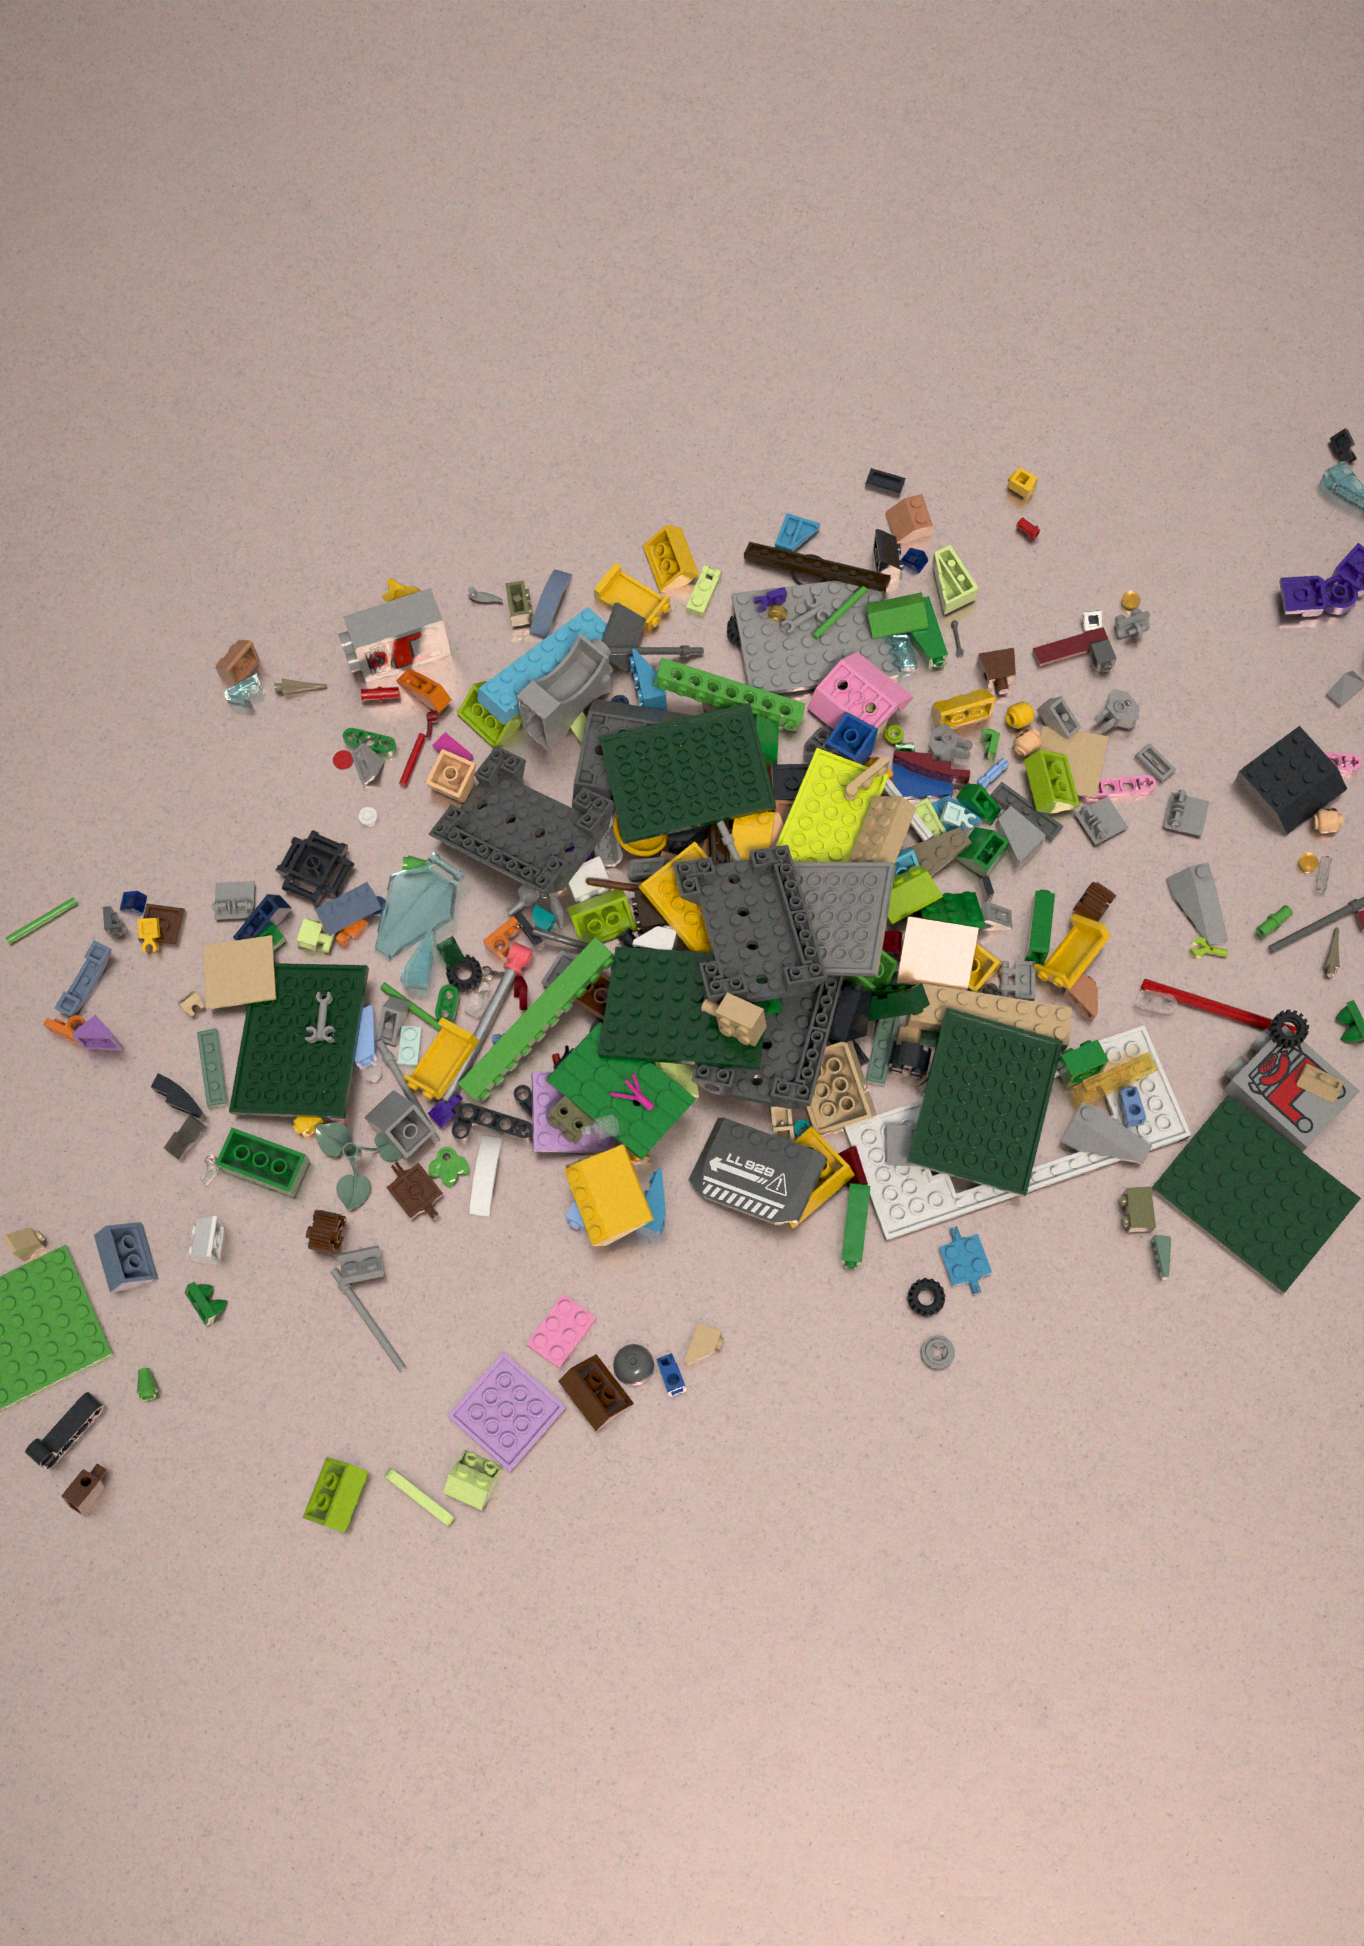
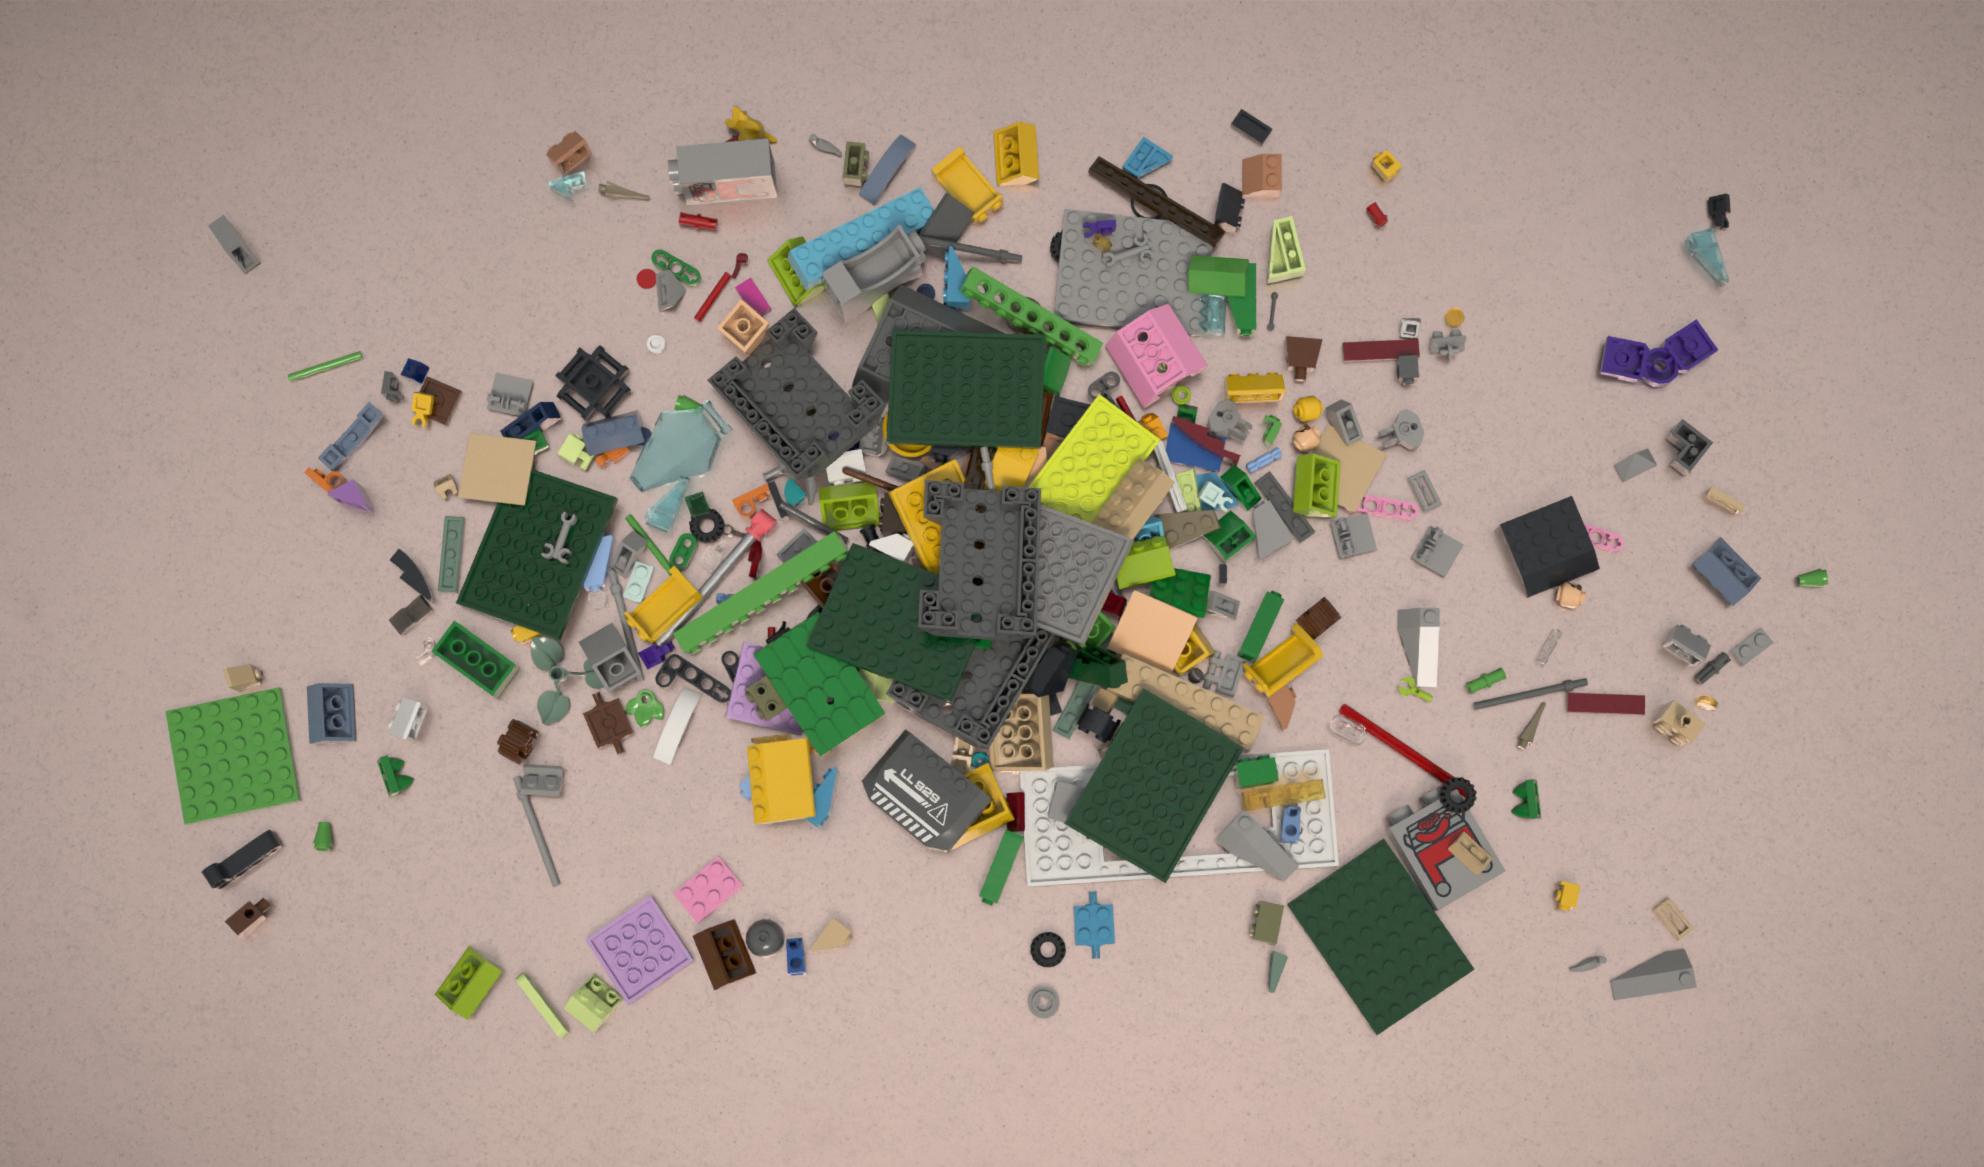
camera: 15 degrees right, 10 degrees up
(424, 689) = (741, 228): orange slope -> none
(604, 1127) = (793, 717): clear plate -> none
(637, 1091) = (832, 695): dark pink plant -> none
(703, 590) = (1039, 195): yellowish green plate -> none
(738, 1018) = (941, 652): tan brick -> none
(835, 616) = (1163, 257): bright green bar -> none
(852, 739) = (1136, 394): blue slope -> none
(866, 778) = (1136, 440): tan plate -> none
(915, 559) = (1256, 217): clear blue slope -> none
(1308, 863) = (1538, 631): clear yellow tile -> none

